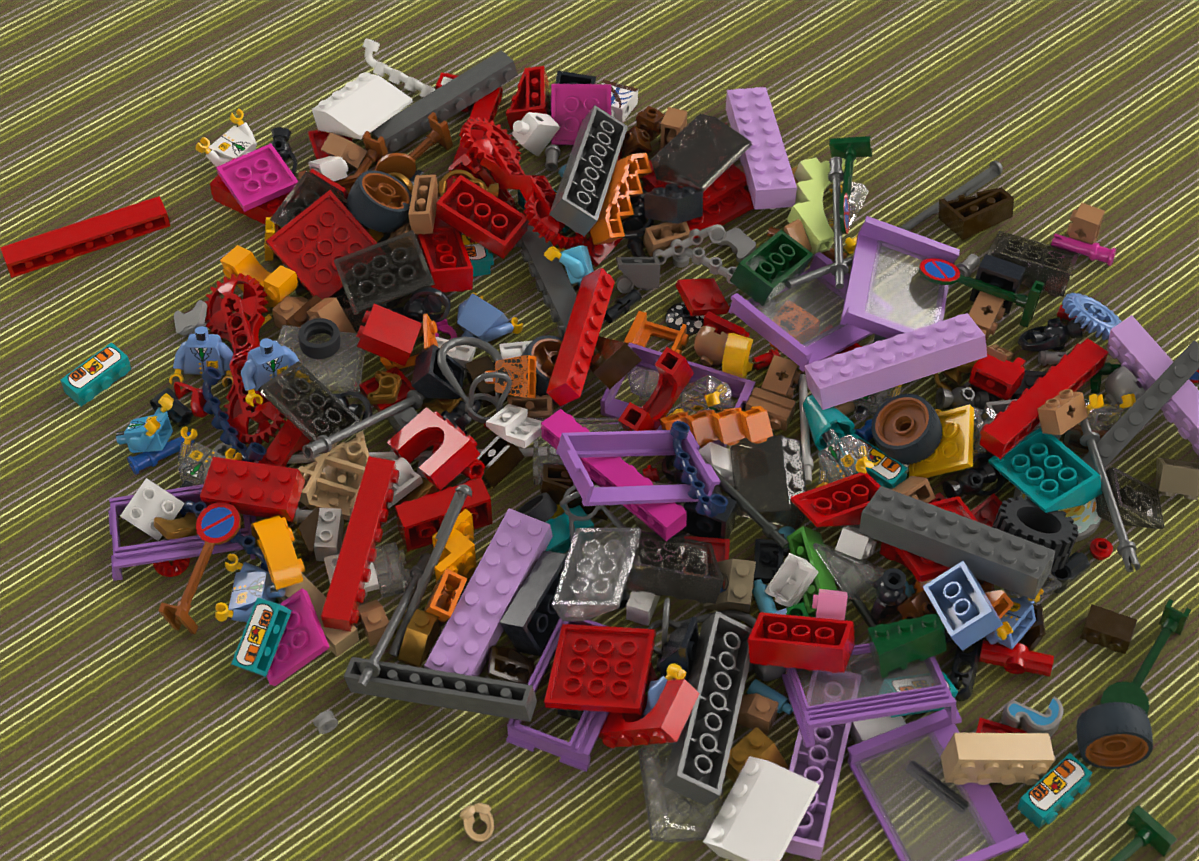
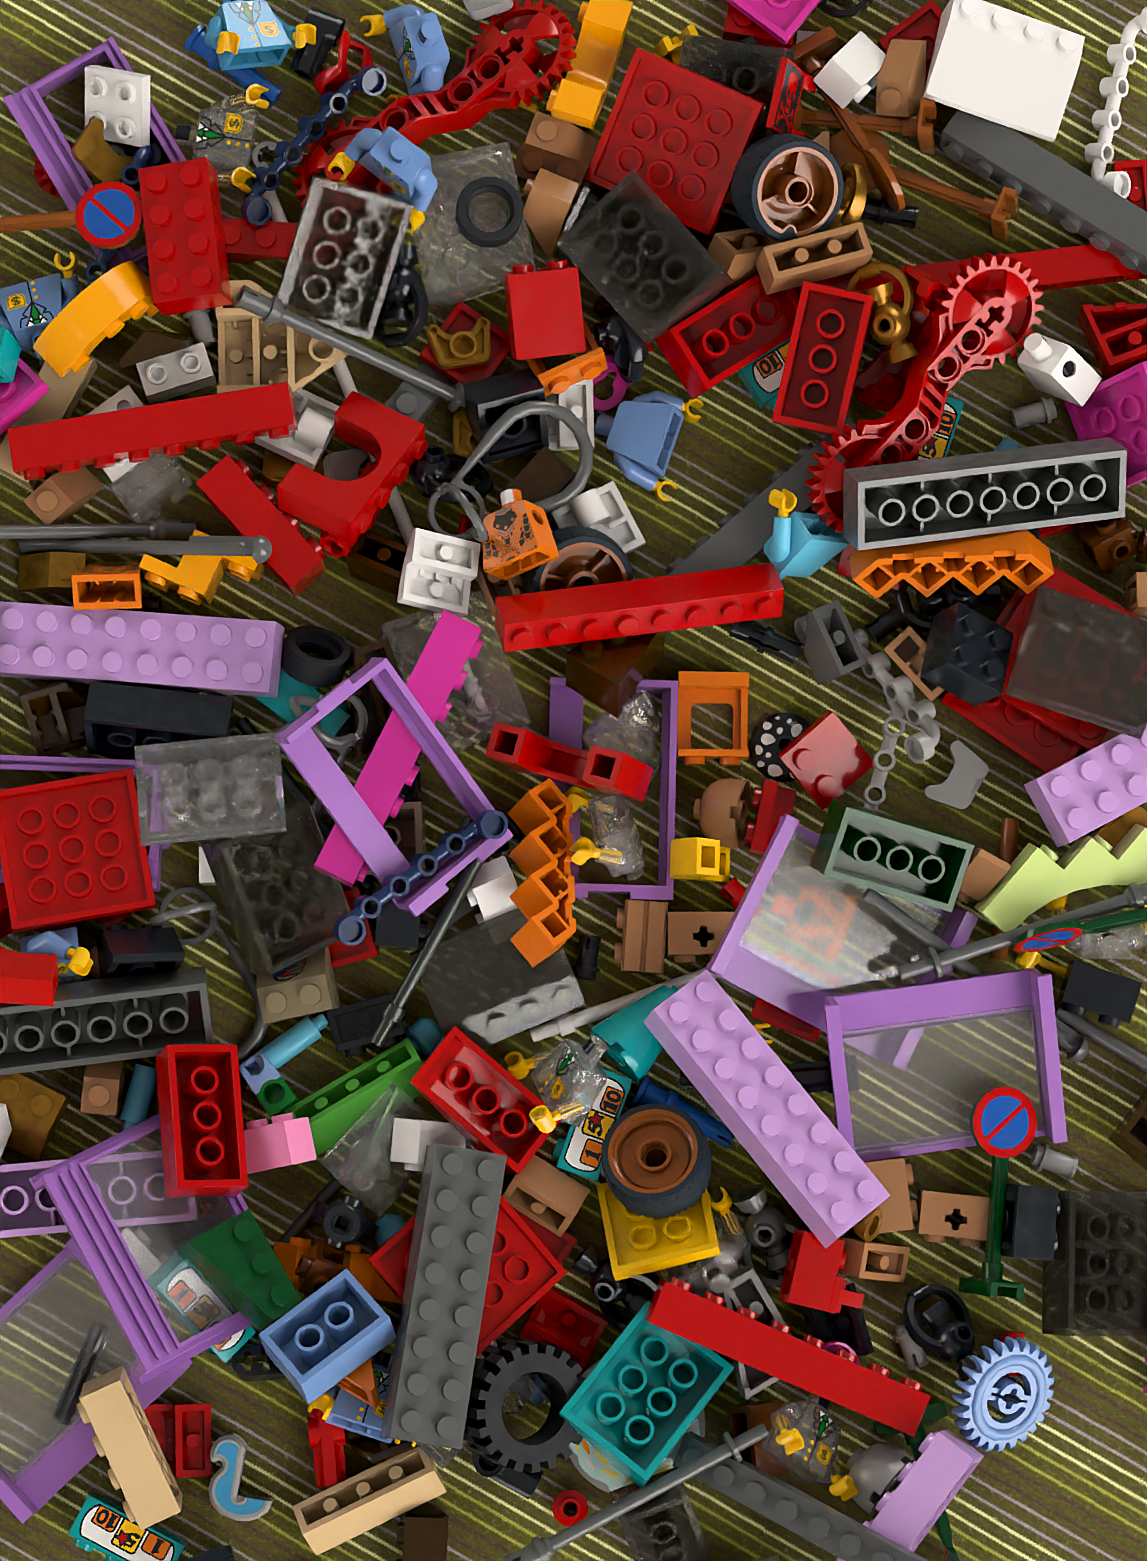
camera: 60 degrees right, 30 degrees up
(651, 473) = (448, 802): red plate -> none
(791, 580) = (325, 1071): white hinge -> none
(884, 209) = (1099, 993): none -> black brick
(1062, 412) = (753, 1394): medium nougat brick -> none
(1067, 645) = (368, 1499): none -> tan brick

